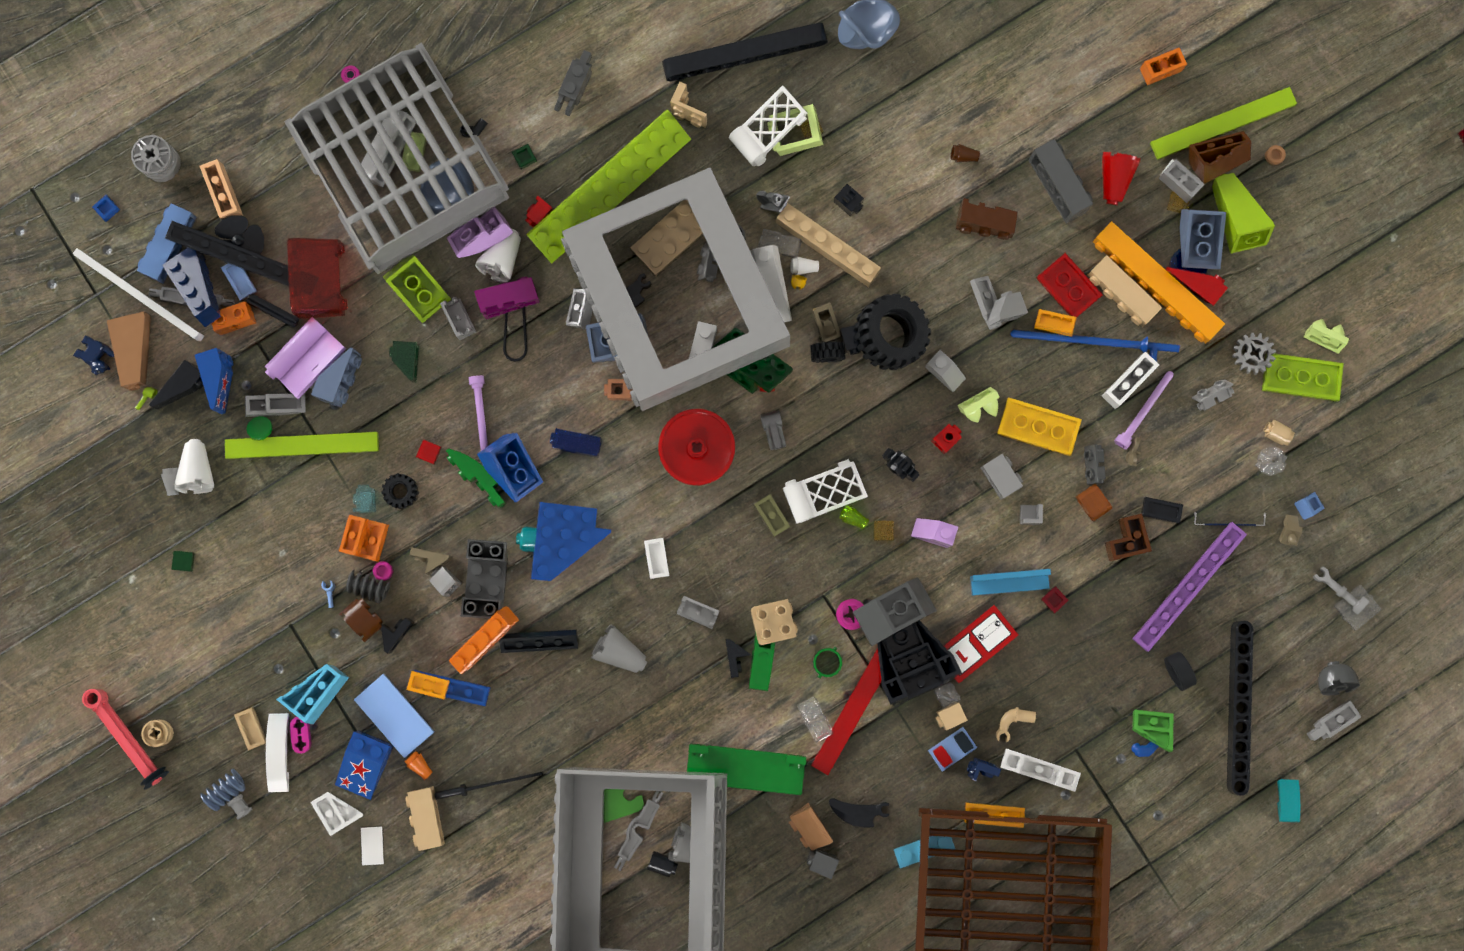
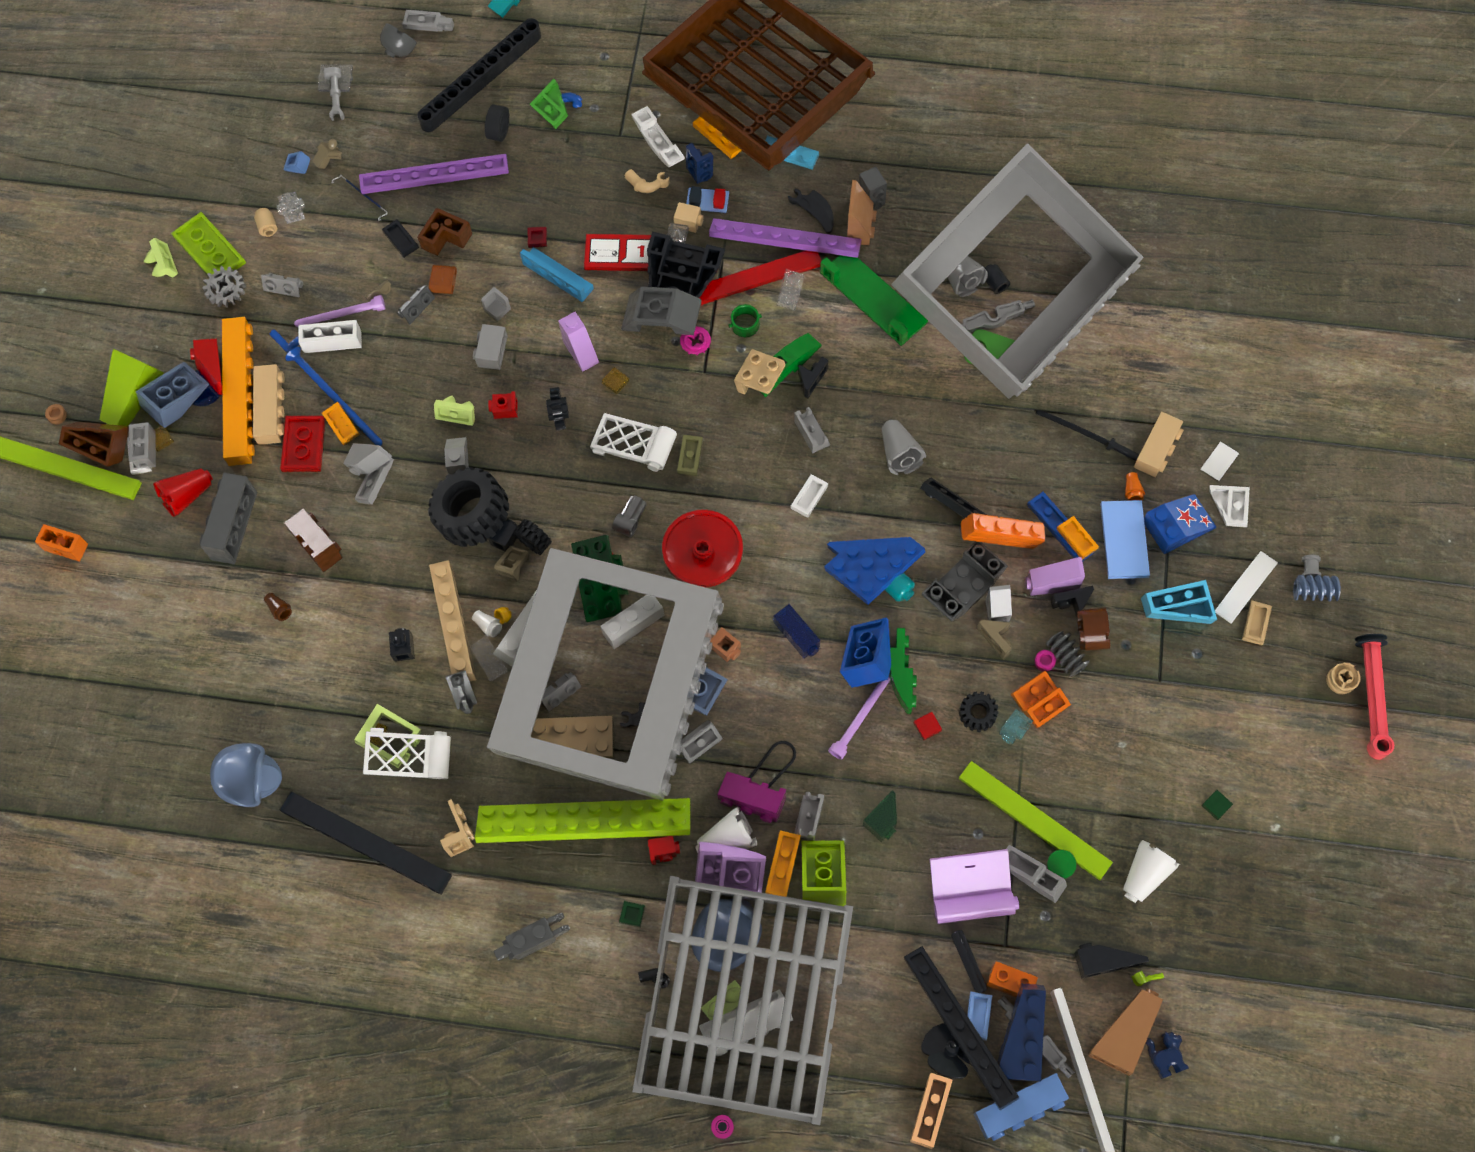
camera: 140 degrees left, 15 degrees down
(168, 478) = (1176, 882): light grey cone -> none
(216, 377) = (1063, 942): blue slope -> none
(295, 736) = (1220, 587): dark pink beam -> none
(315, 277) = (904, 954): clear red windscreen -> none
(329, 592) = (1105, 678): light blue hand -> none
(337, 378) = (966, 840): sand blue slope -> none
(420, 638) = (1056, 577): none -> lavender slope
(449, 270) = (783, 864): none -> light orange plate
(853, 517) = (629, 406): clear neon green cone -> none
(858, 763) = (785, 237): none -> medium lavender plate
(1039, 426) = (428, 362): yellow tile -> none

